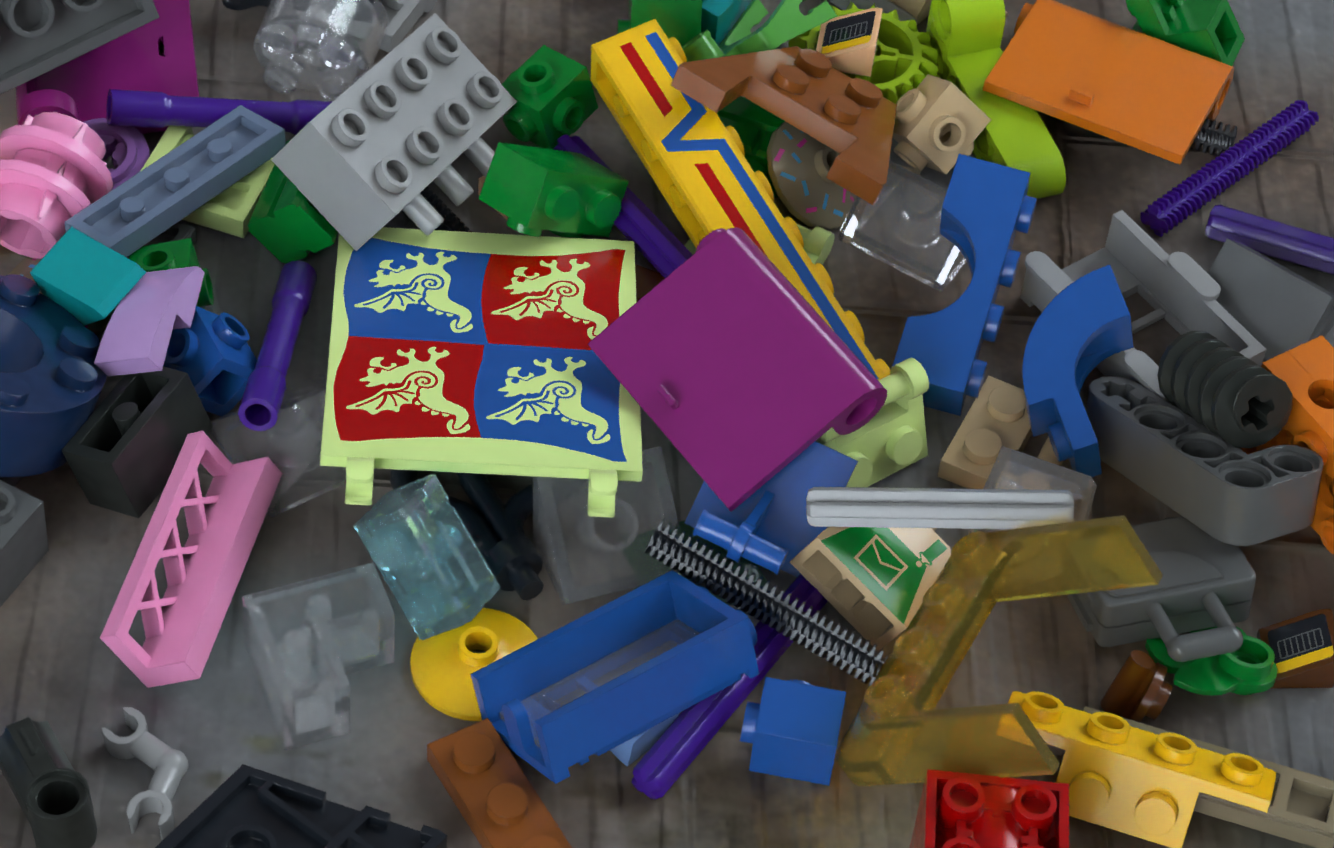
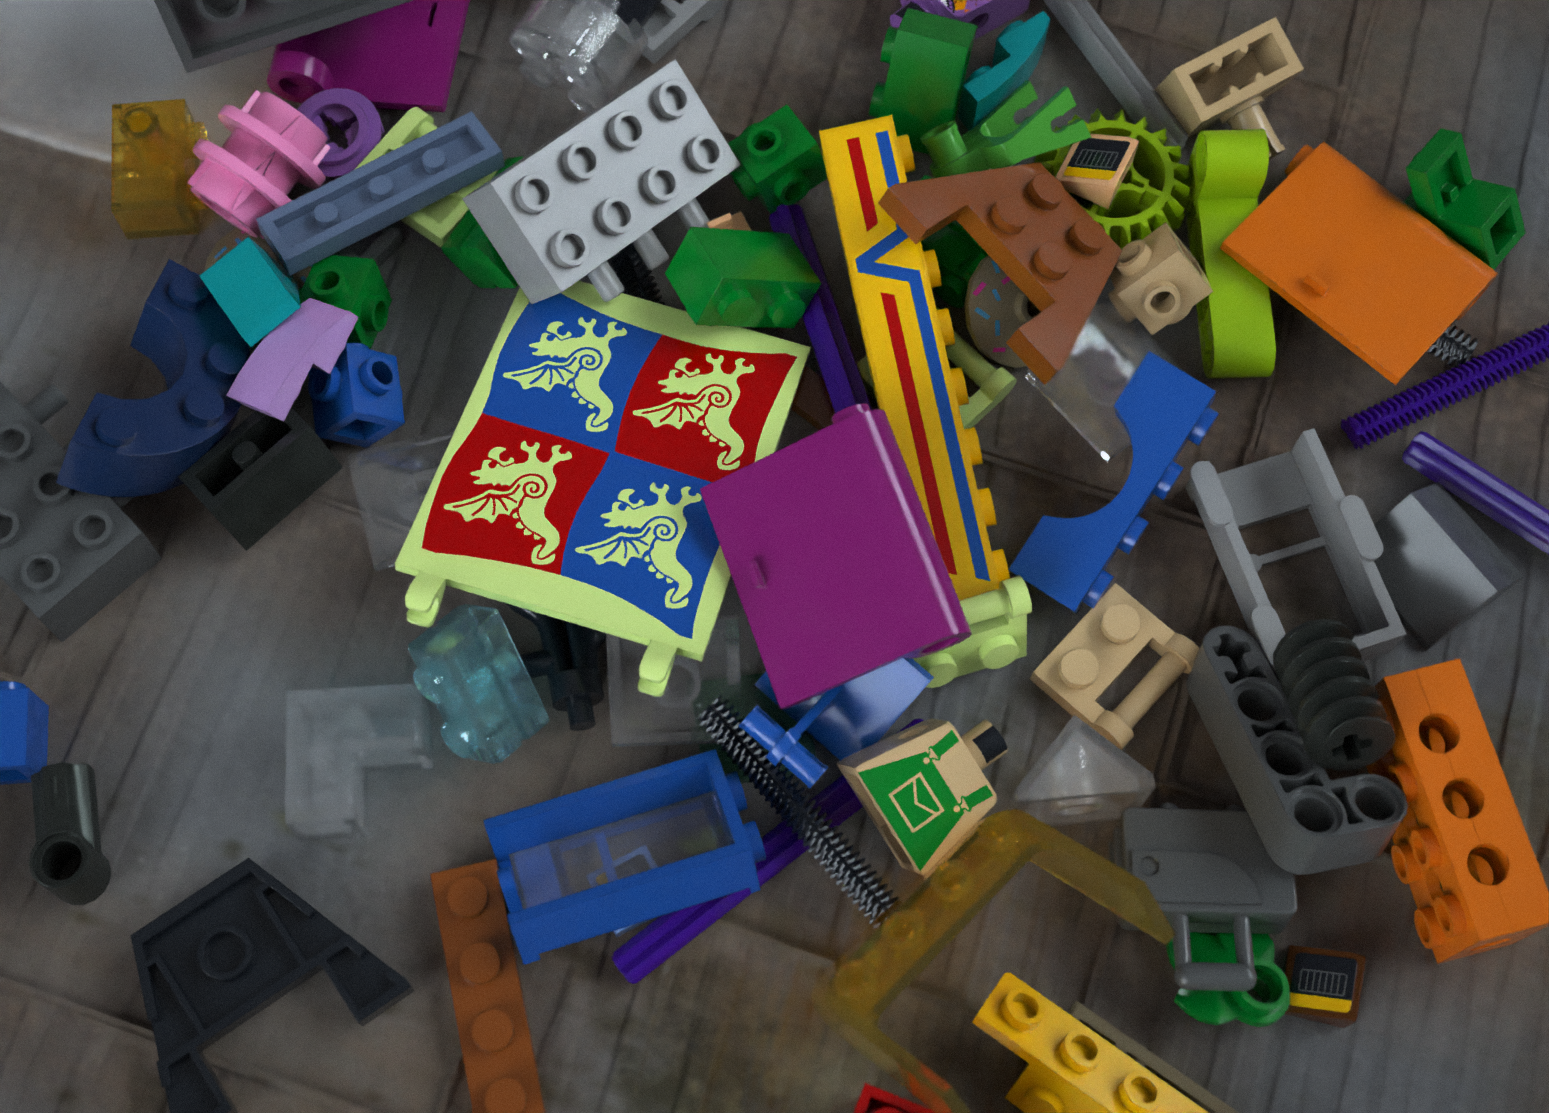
camera: 20 degrees right, 20 degrees up
(159, 110) = (398, 97): dark purple piece -> none
(169, 768) = (190, 834): light grey arm -> none
(200, 574) = (316, 585): bright pink fence -> none
(267, 382) = (392, 445): dark purple piece -> none
(445, 661) = (475, 788): yellow dish -> none
(794, 730) = (780, 949): blue brick -> none
(937, 507) = (983, 780): light grey axle -> none
(1065, 344) = (1179, 601): blue arch -> none
(1138, 689) = (1138, 995): reddish brown plate -> none

